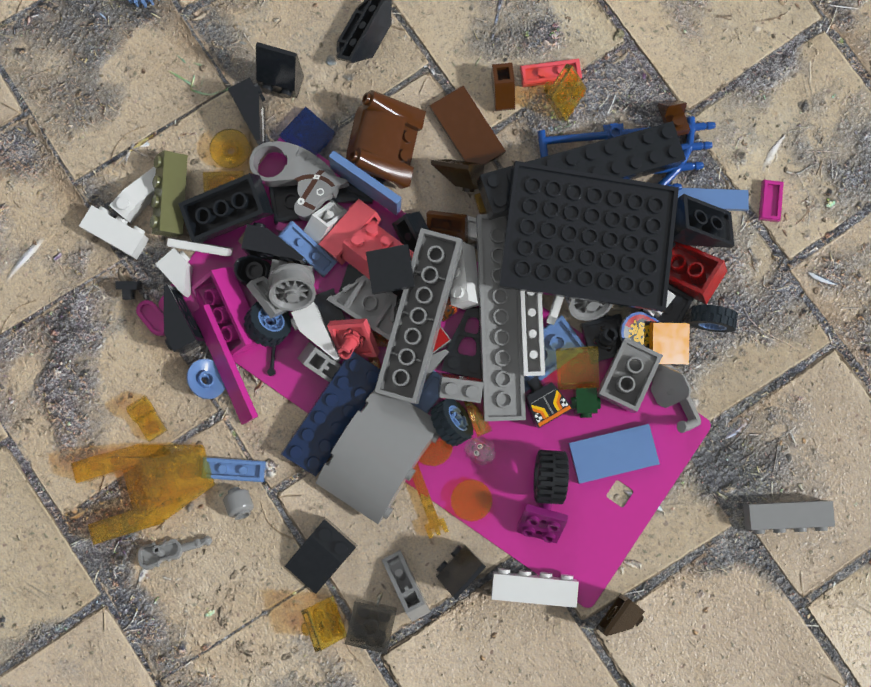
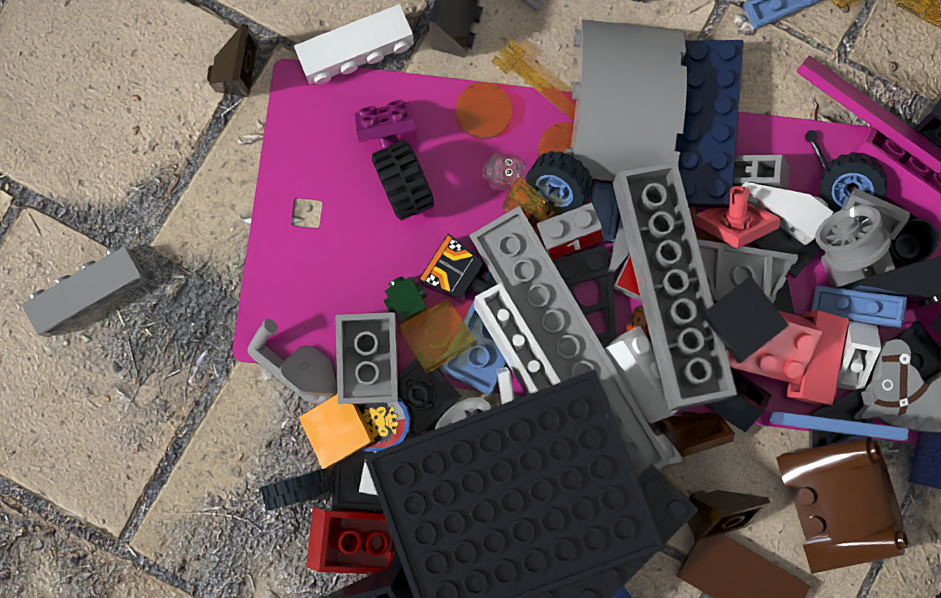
camera: 160 degrees right, 0 degrees up
(205, 369) = (893, 67): medium blue dish -> none
(613, 453) = (338, 256): medium blue tile -> none

